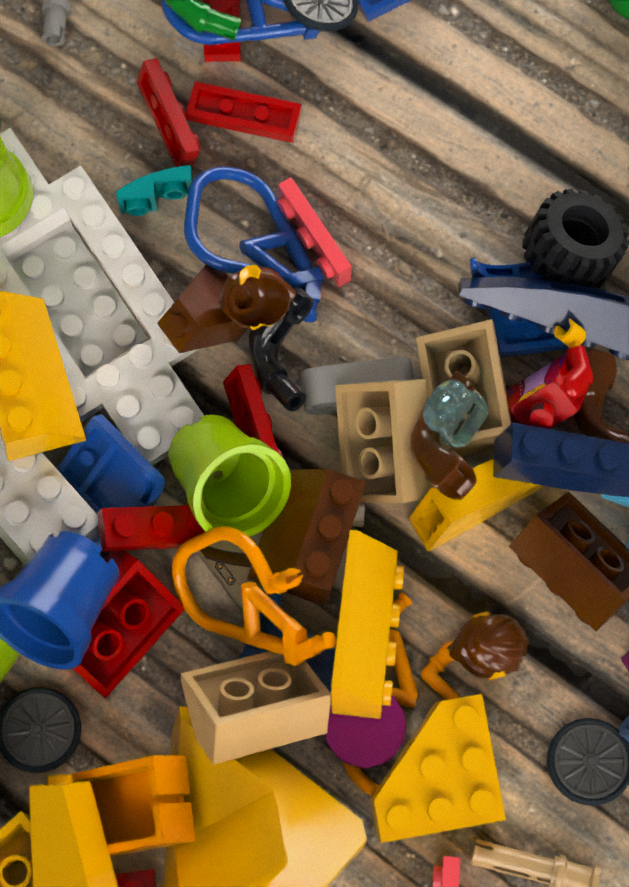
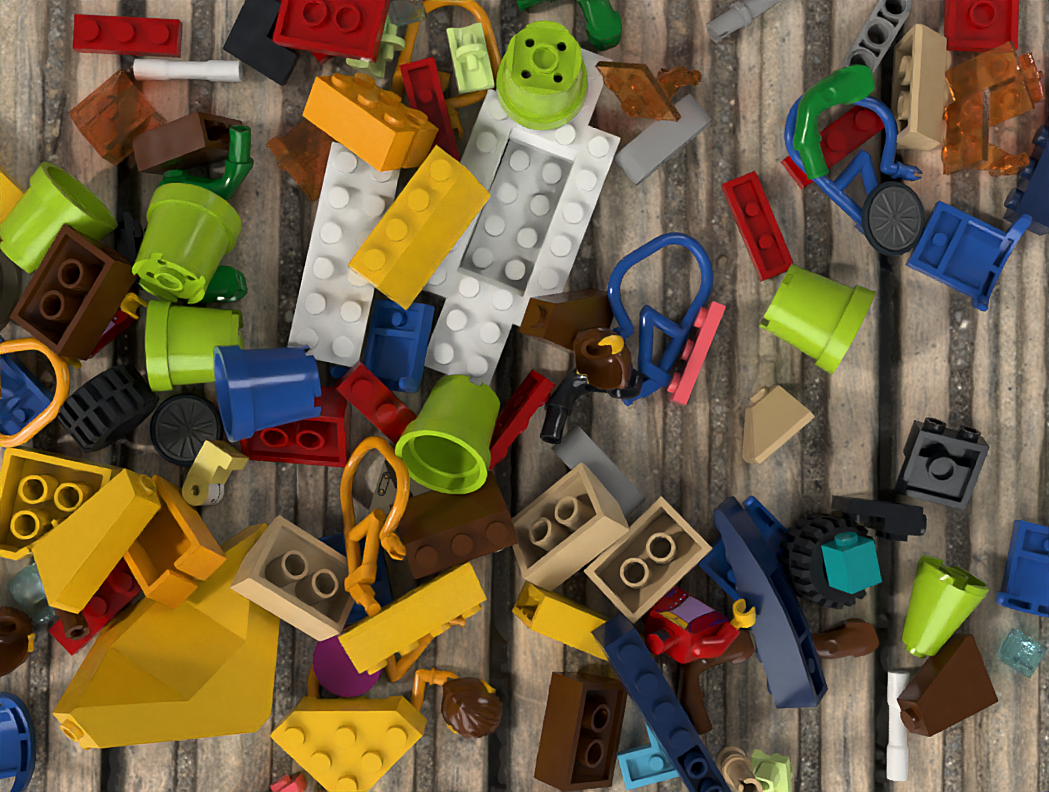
camera: 45 degrees right, 15 degrees up
(54, 117) = (644, 94): none -> clear orange plate
(95, 730) = (210, 472): none -> light yellow leg
(109, 137) = (662, 140): none -> light grey beam
(141, 194) = (634, 201): teal slope -> none
(168, 113) = (713, 171): red plate -> none
(356, 108) = (817, 315): none -> lime piece
(419, 208) = (771, 422): none -> tan slope
(442, 468) = (564, 598): reddish brown piece -> none
(447, 409) = (614, 575): clear light blue piece -> none
(558, 100) = (941, 463): none -> black plate
(568, 168) = (887, 518): none -> black plate
(586, 211) = (851, 562): none -> teal brick

